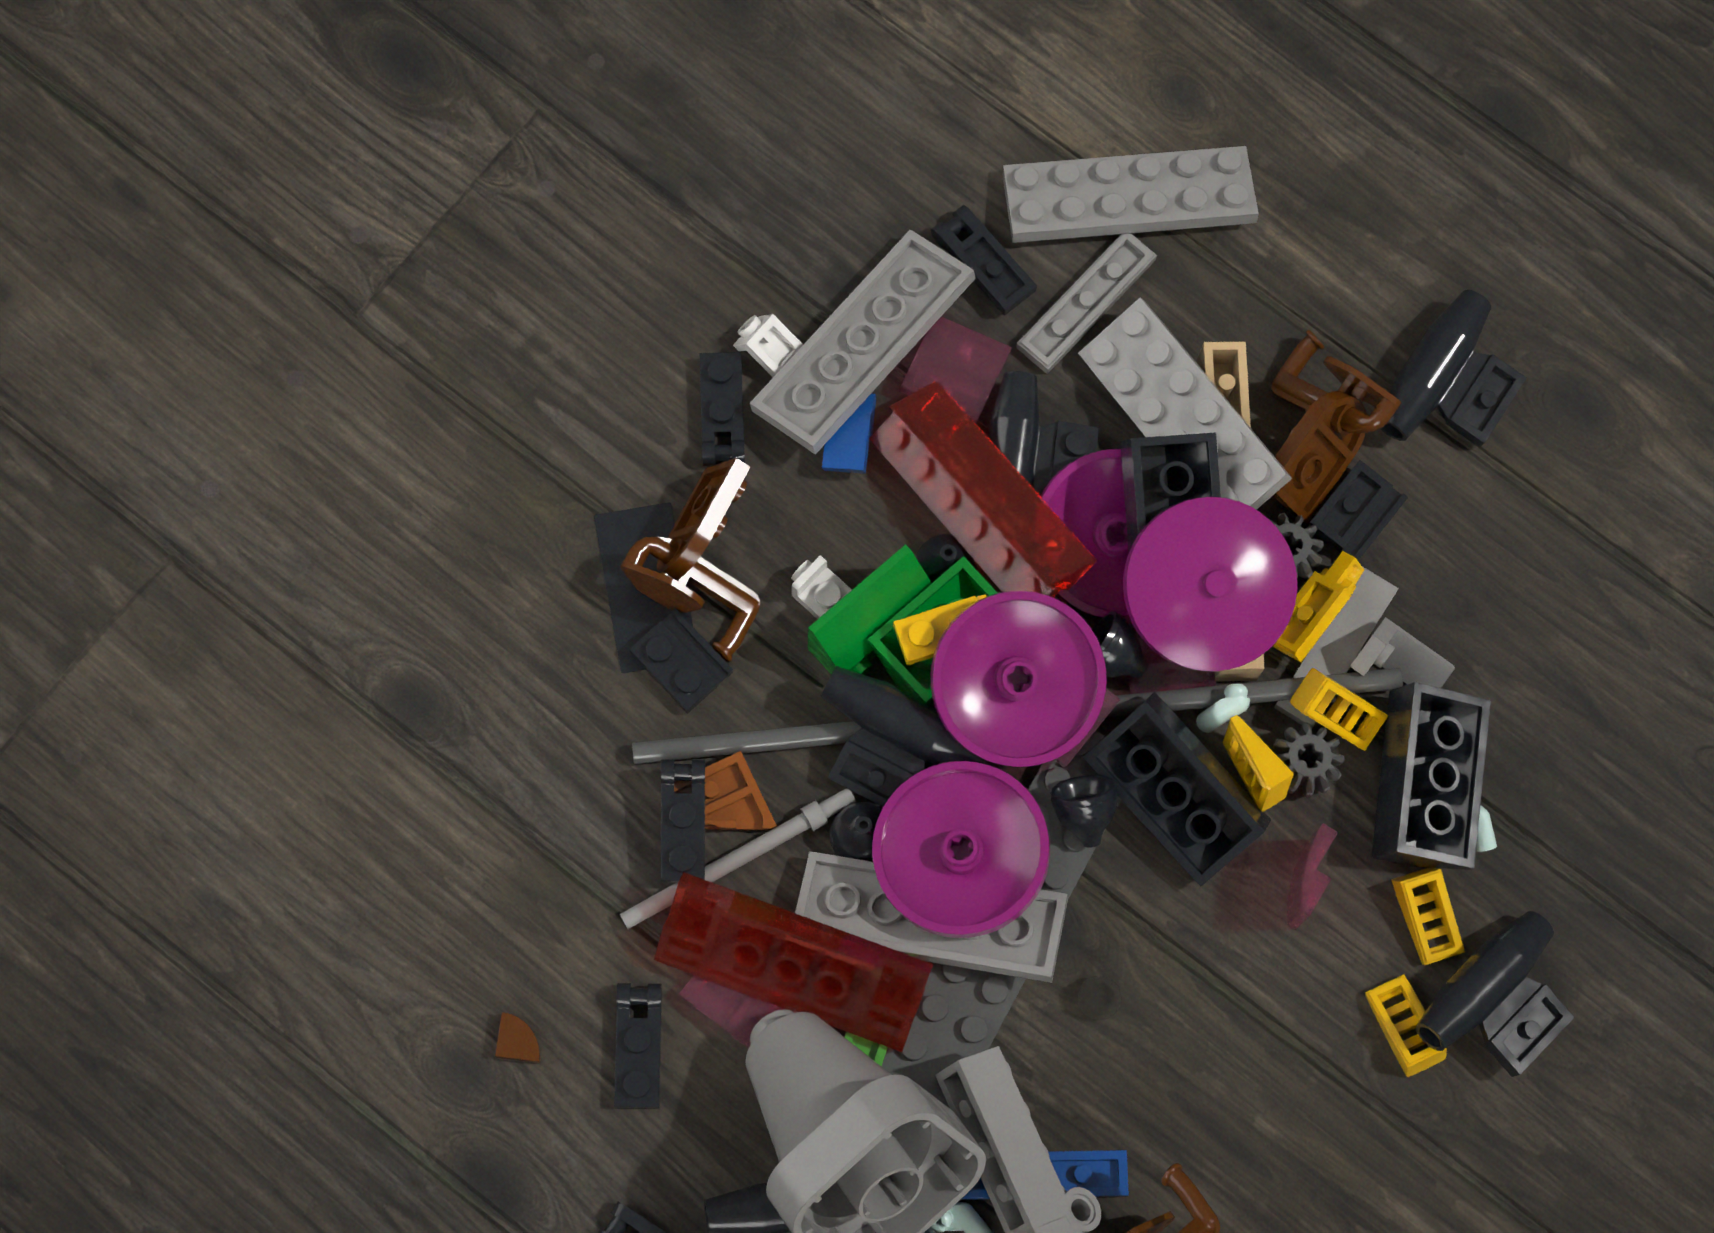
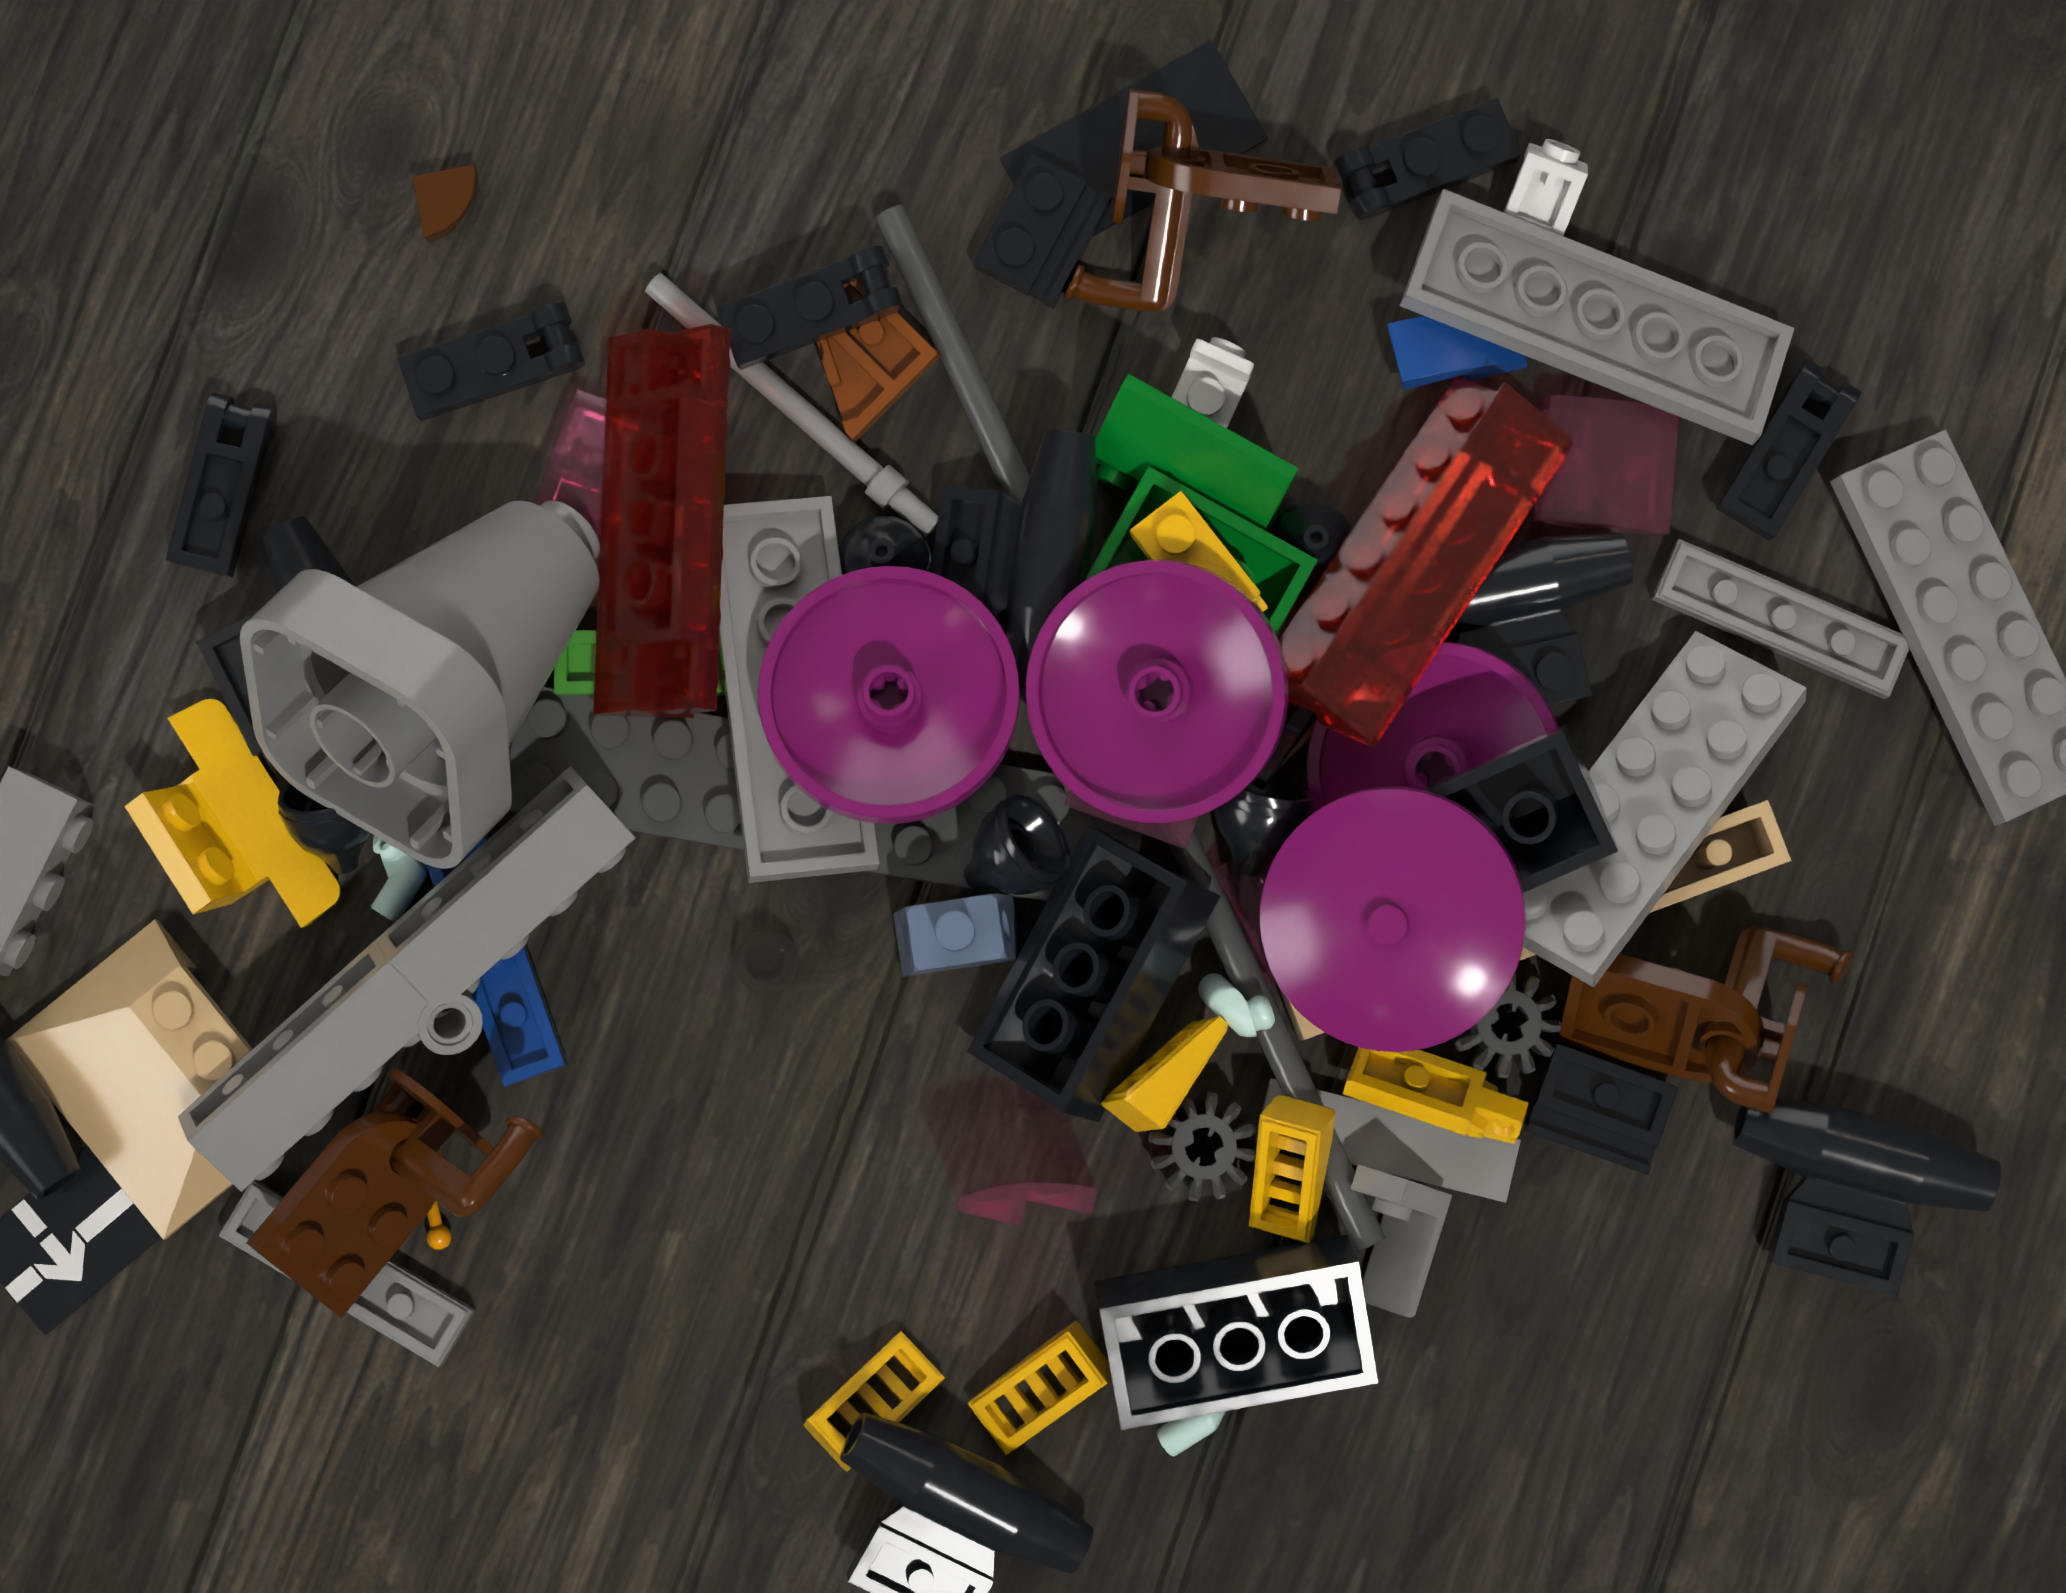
camera: 75 degrees right, 10 degrees up
(1123, 870) = (956, 934): none -> sand blue torso

